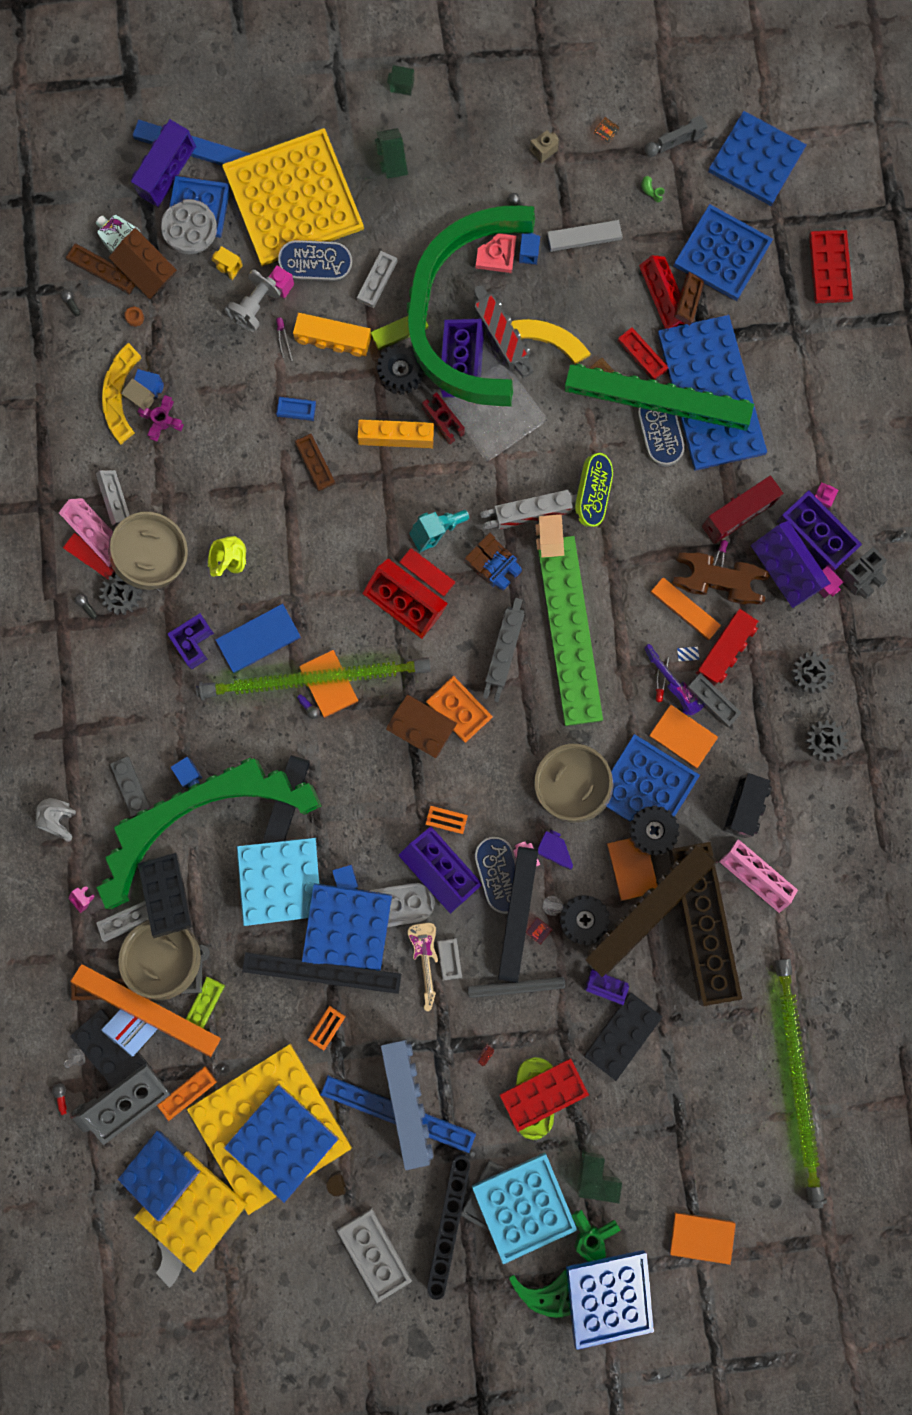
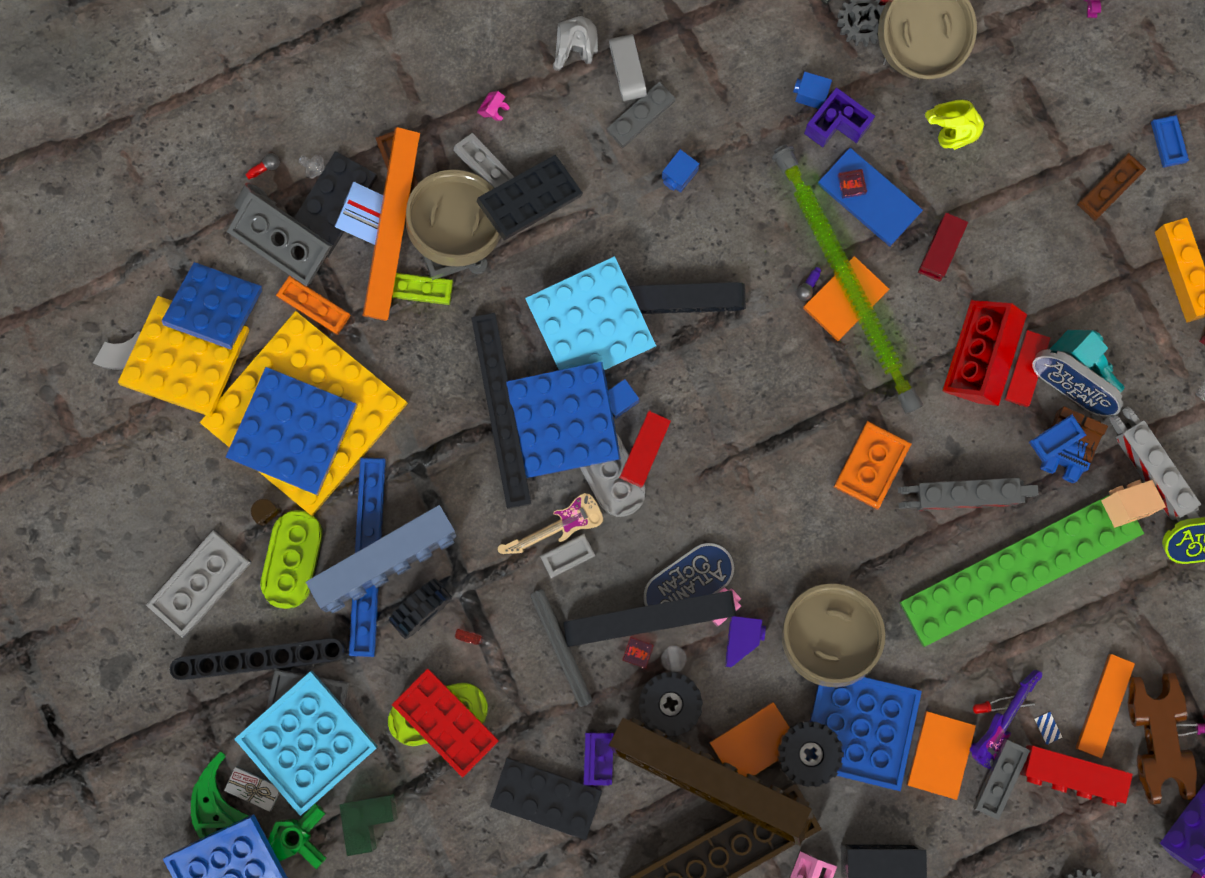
camera: 80 degrees right, 0 degrees up
(90, 784) = (627, 67): none -> light grey beam
(141, 831) = (596, 146): green arch -> none
(161, 651) = (812, 90): none -> blue brick
(244, 648) = (852, 183): none -> clear red tile
(316, 599) = (943, 247): none -> dark red piece
(335, 1013) = (459, 443): orange tile -> none
(380, 1174) = (291, 559): none -> lime tile
(389, 873) = (645, 449): none -> red tile
(421, 726) = (835, 425): reddish brown slope -> none
(440, 869) = (670, 507): dark purple slope -> none
(451, 541) = (1078, 383): none -> tile
(453, 1086) = (420, 608): none -> black bush
(462, 824) = (731, 474): orange tile -> none
(486, 571) = (1057, 438): none -> blue tile
(544, 1261) = (252, 789): none -> light grey tile

